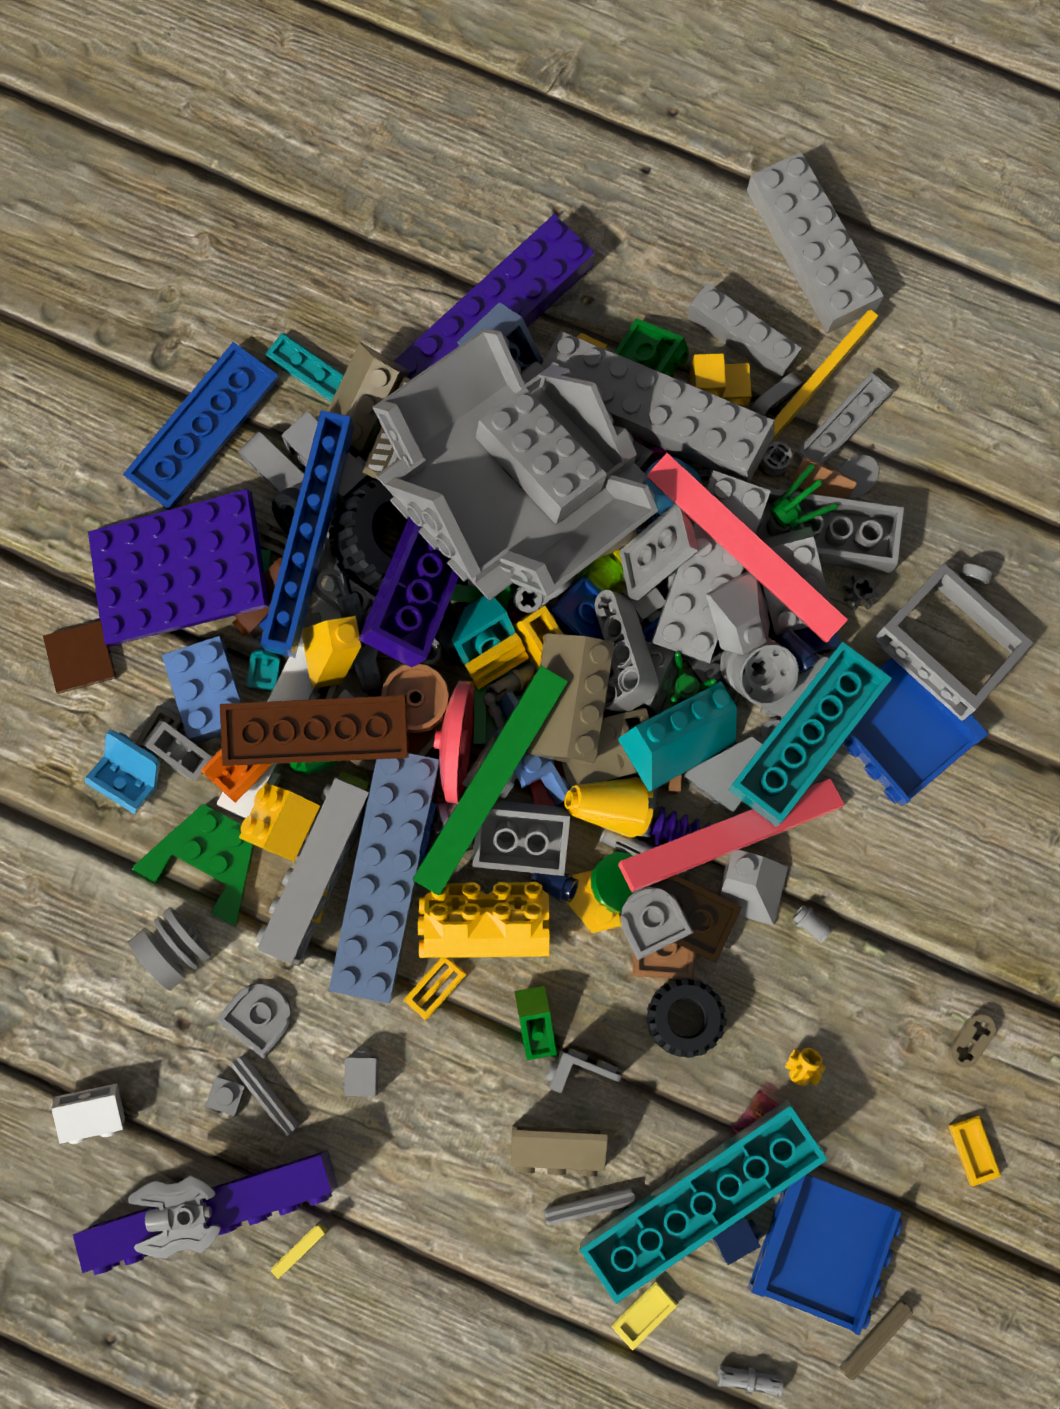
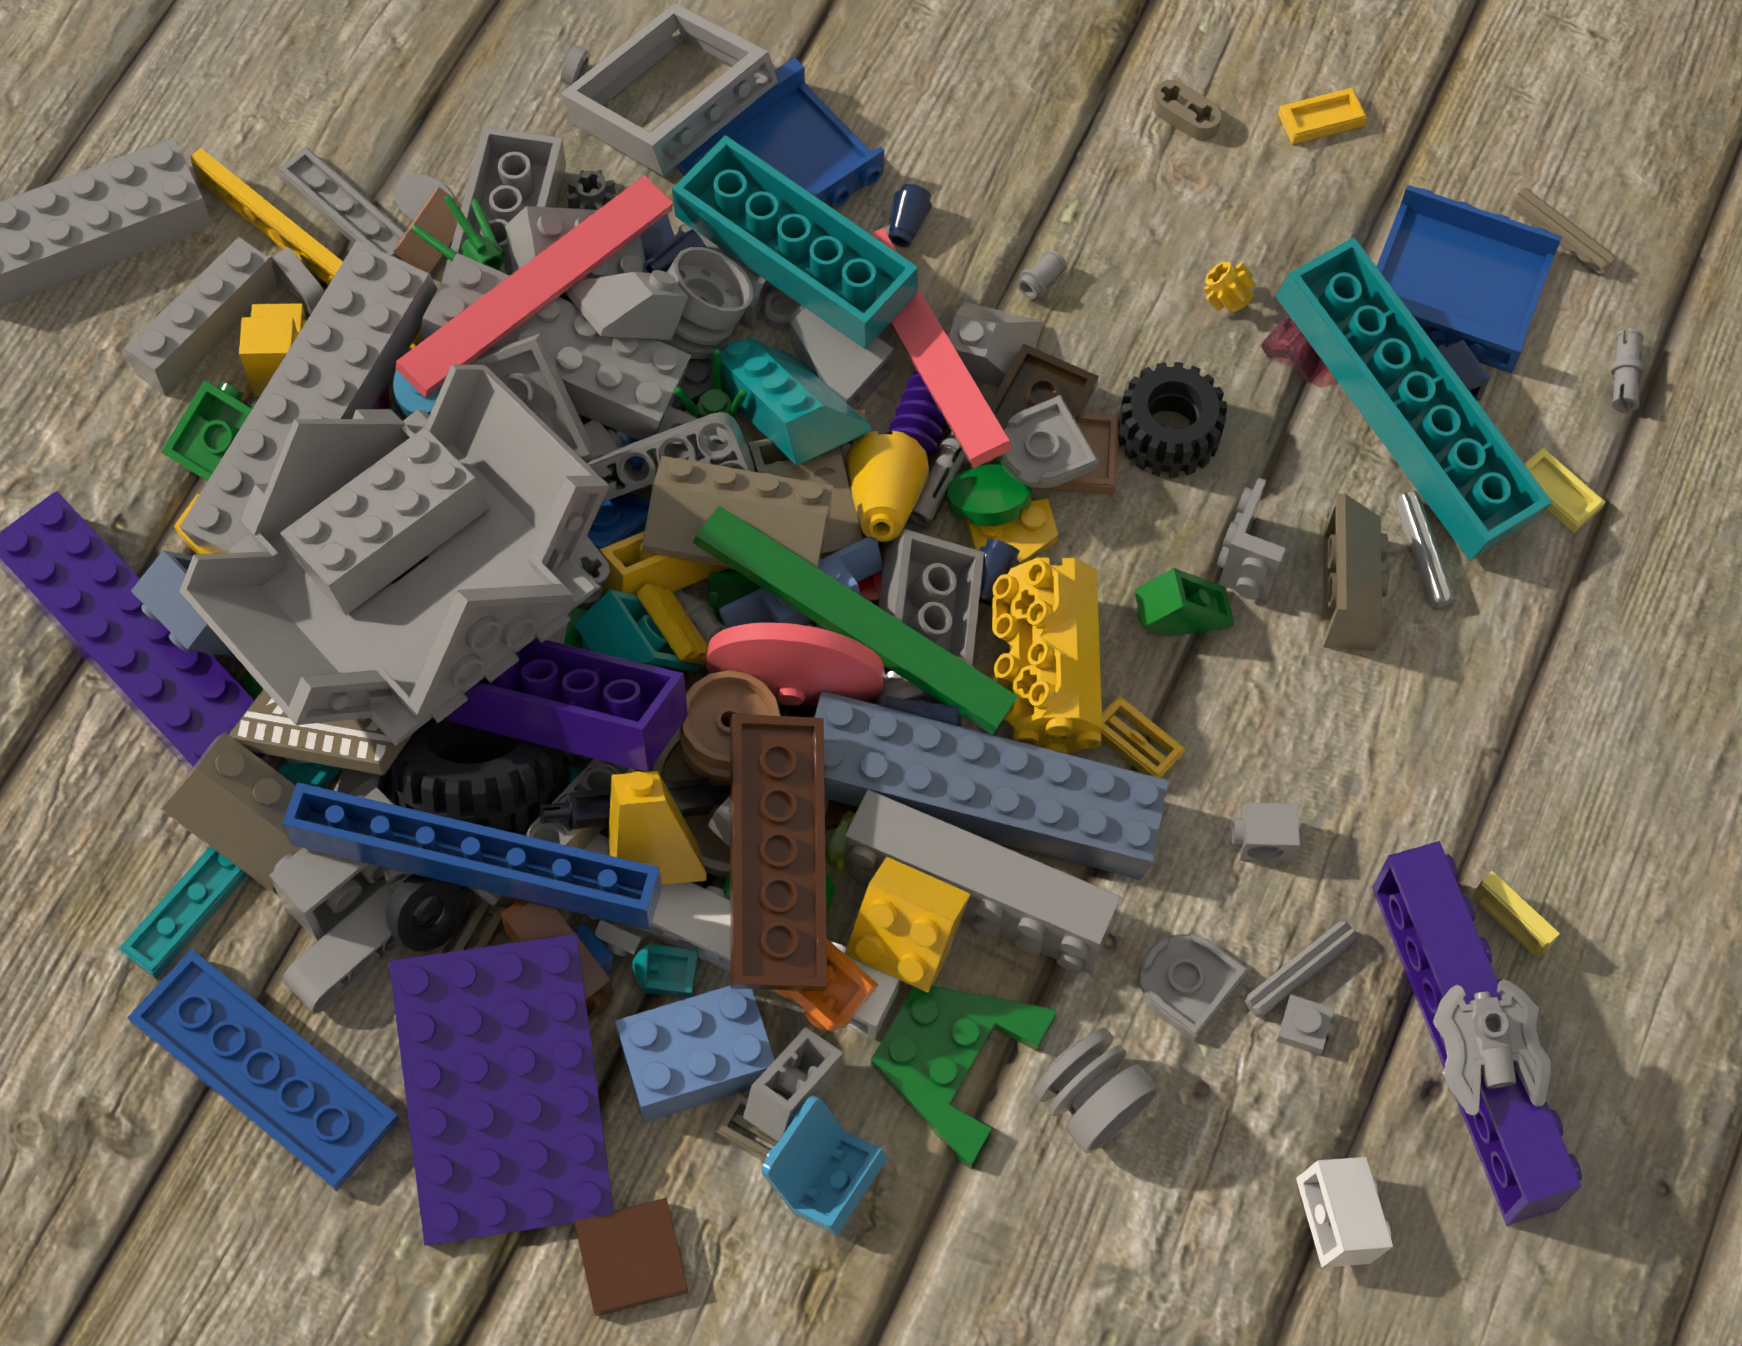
camera: 90 degrees left, 15 degrees down
(859, 823) = (909, 212): none -> dark blue cone

